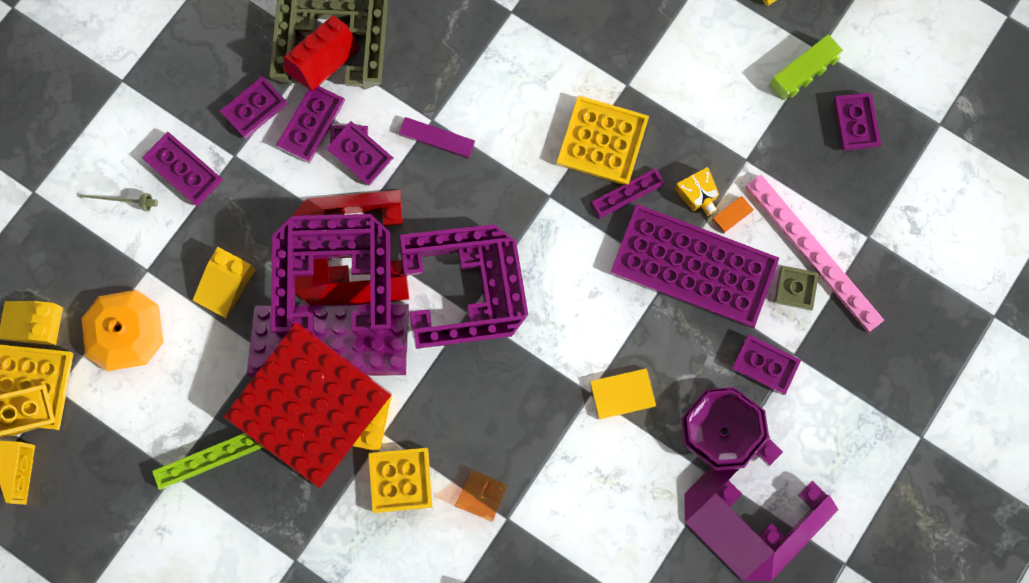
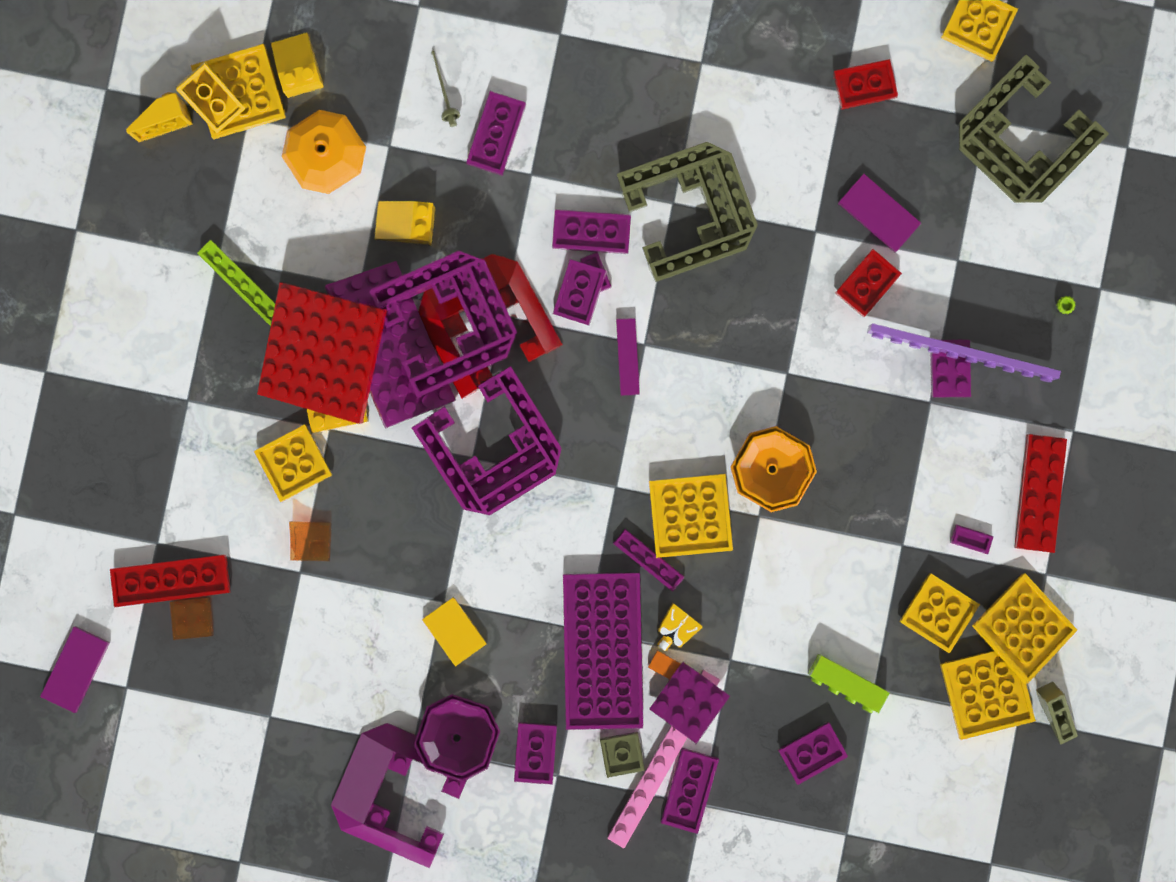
camera: 70 degrees right, 10 degrees up
(253, 107) = (584, 171): magenta plate -> none
(321, 53) = (660, 212): red slope -> none
(594, 36) = (792, 465): none -> light orange rock
(772, 206) = (689, 702): none -> magenta plate
(851, 241) = (689, 790): none -> magenta tile

